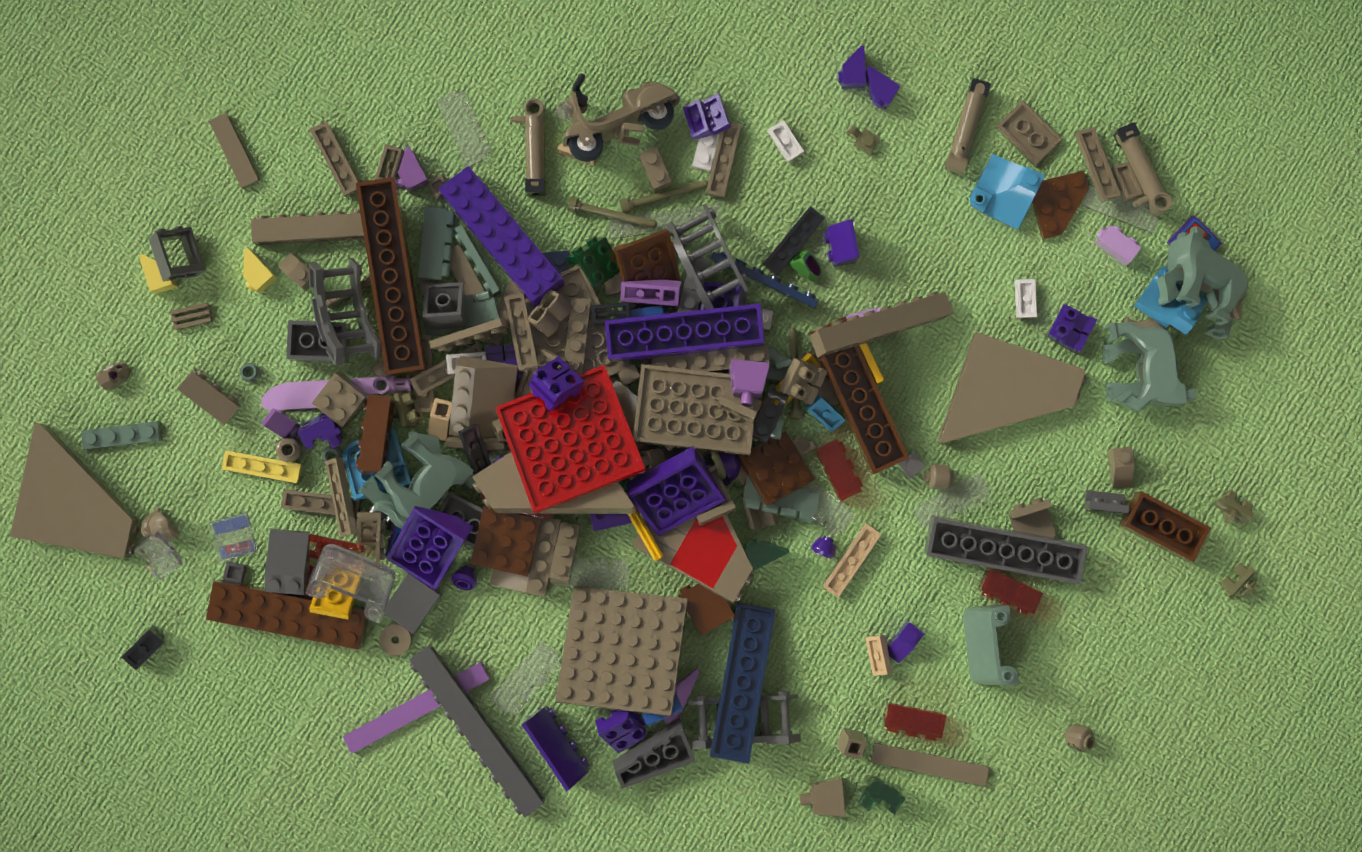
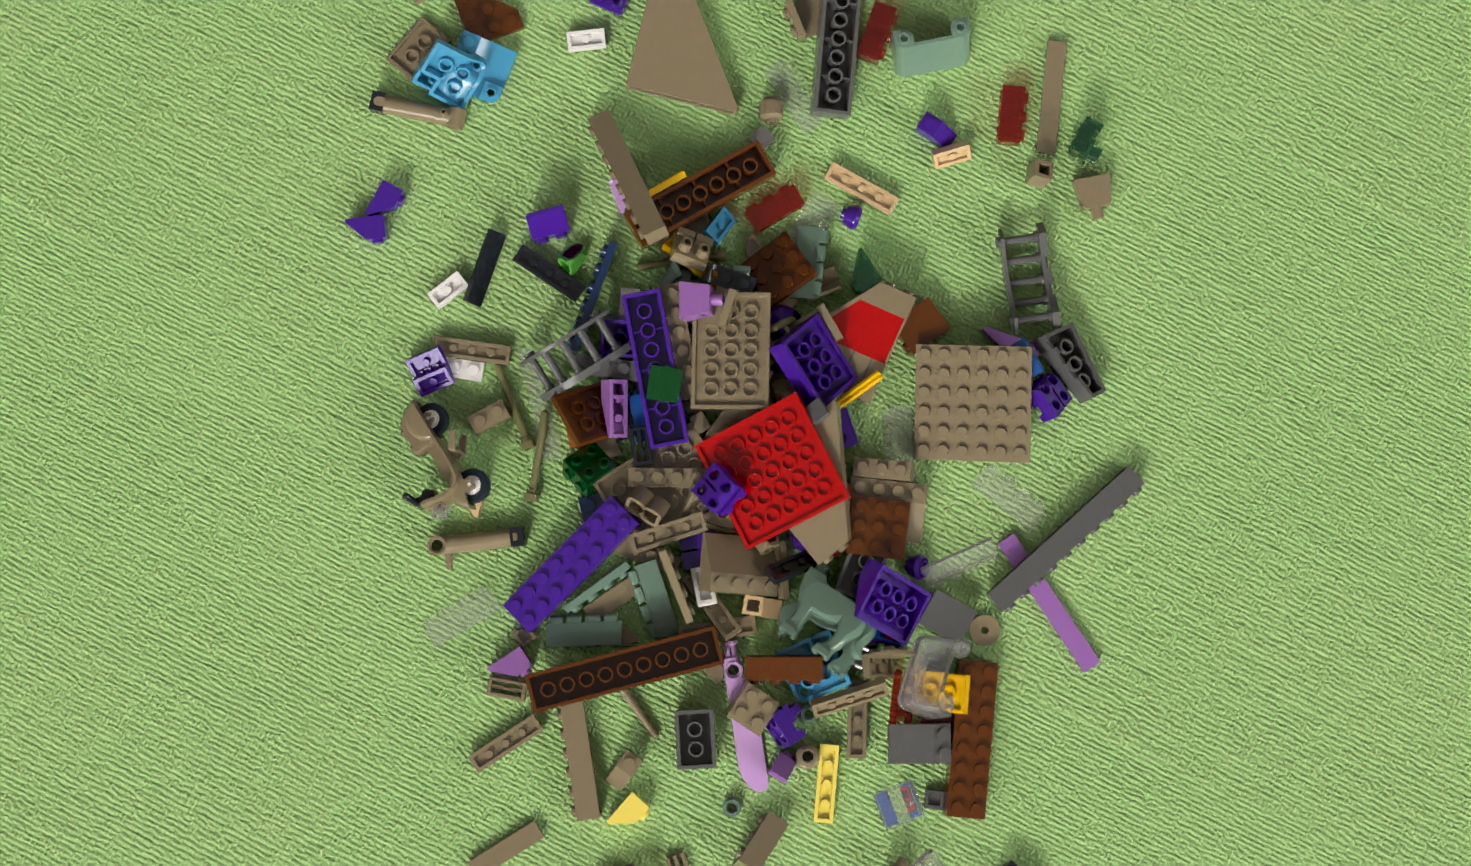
camera: 95 degrees left, 0 degrees up
(324, 317) = (672, 733): dark grey fence -> none
(405, 410) = (755, 644): olive hips -> none
(445, 306) = (647, 613): dark grey slope -> none
(463, 615) = (965, 559): none -> clear windscreen
(556, 747) = (1073, 458): dark purple slope -> none
(624, 488) = (817, 411): none -> dark grey tile
(667, 339) = (664, 383): none -> dark green piece
(742, 683) = (992, 282): dark blue plate -> none
(804, 178) = (484, 267): none -> black tile
(865, 141) = (439, 211): olive plate -> none
(1001, 159) = (449, 74): none -> dark azure slope

